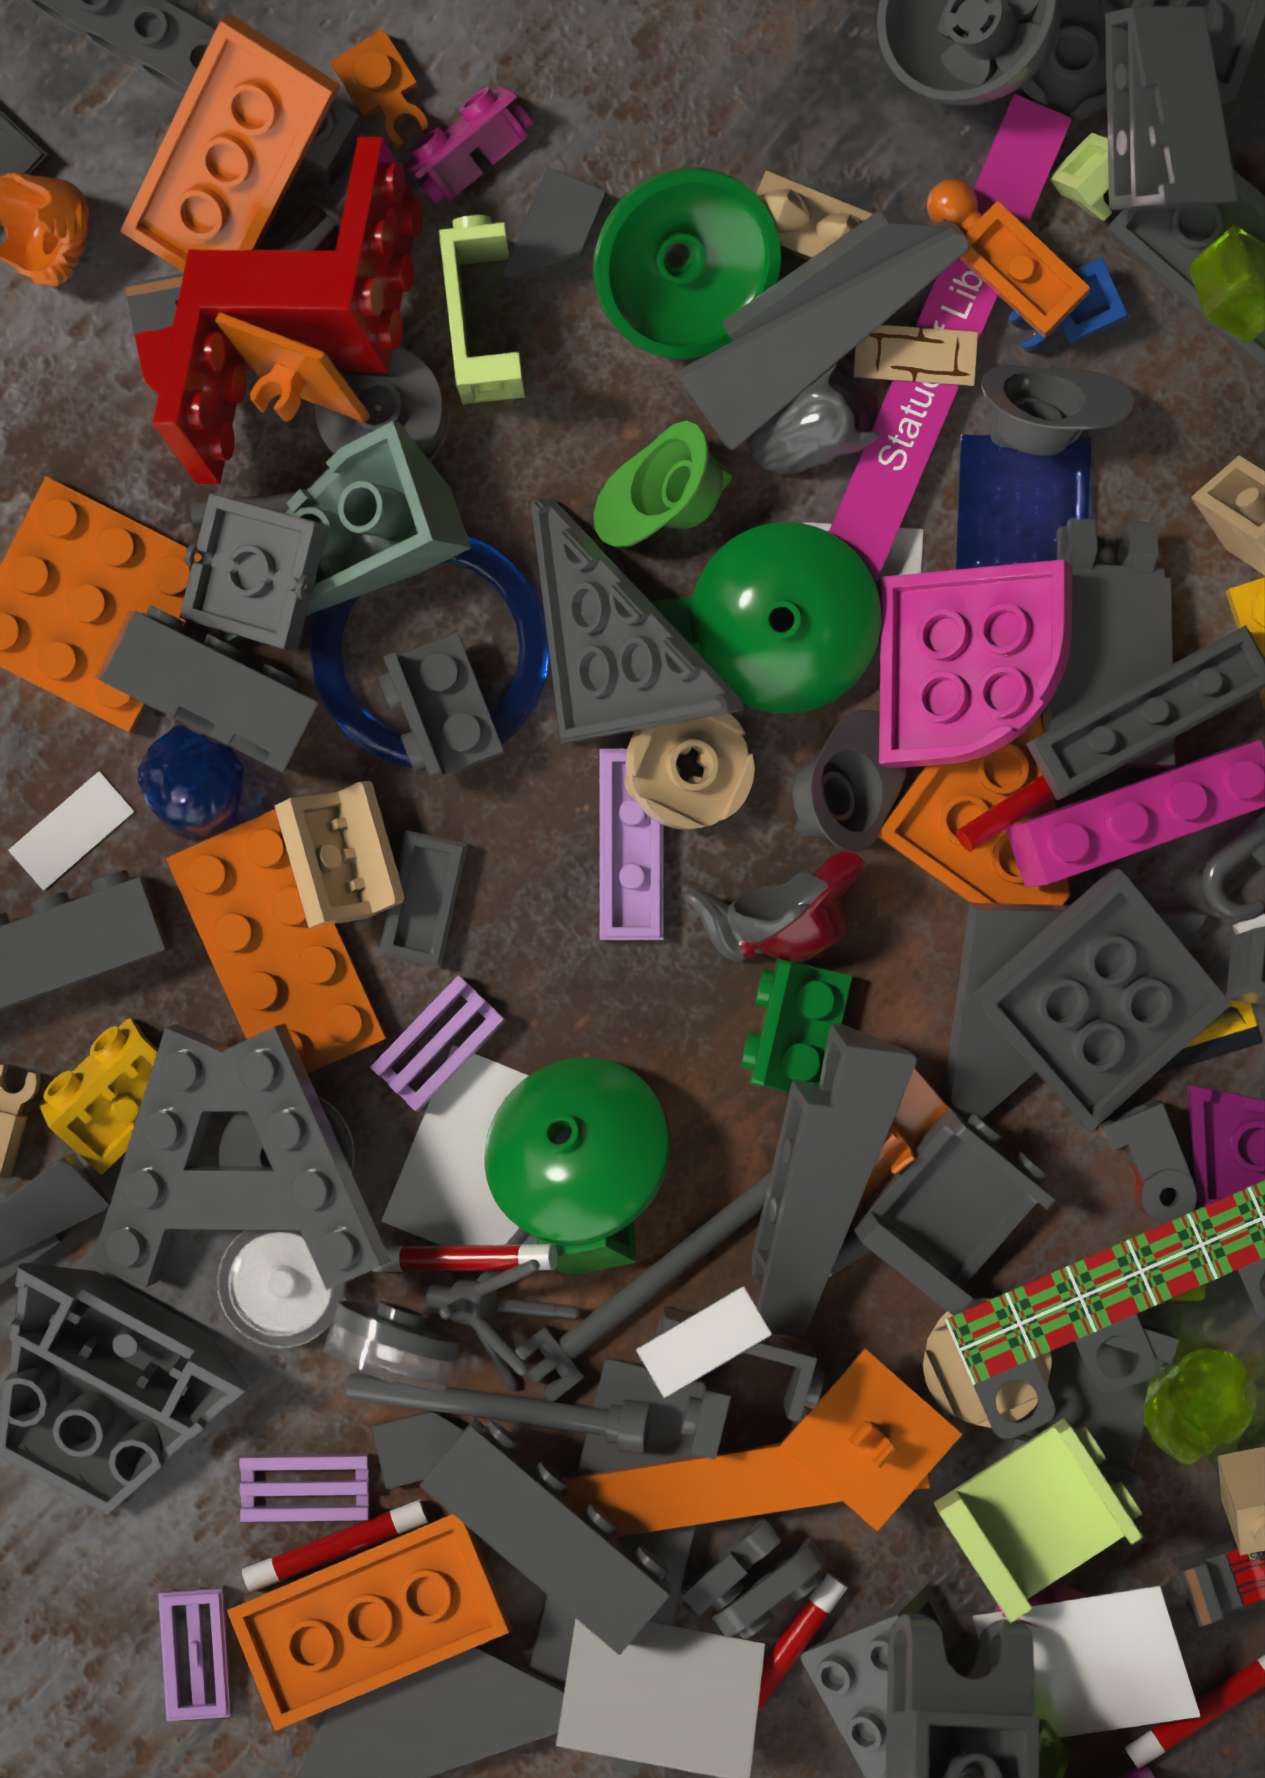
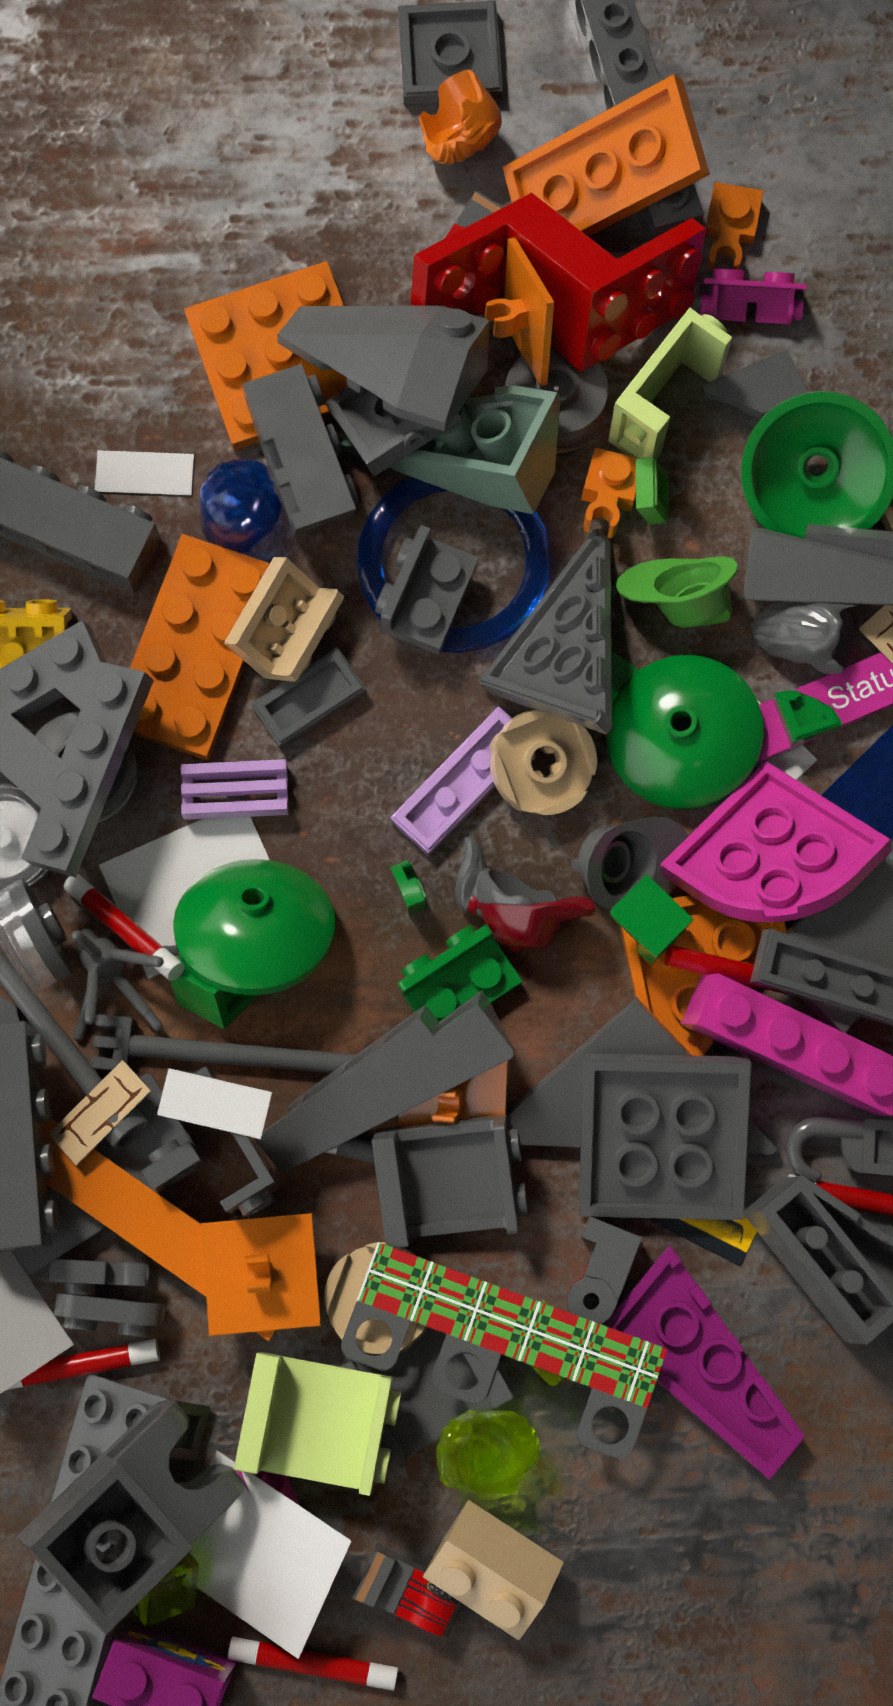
camera: 45 degrees right, 10 degrees down
(219, 518) = (409, 356): none -> dark grey wedge
(509, 448) = (609, 488): none -> orange plate
(551, 420) = (651, 491): none -> bright green tile
(600, 1454) = (89, 1119): none -> tan sticker
(672, 984) = (409, 887): none -> green tile
(880, 505) = (804, 716): none -> green tile
(918, 823) = (651, 918): none -> green panel

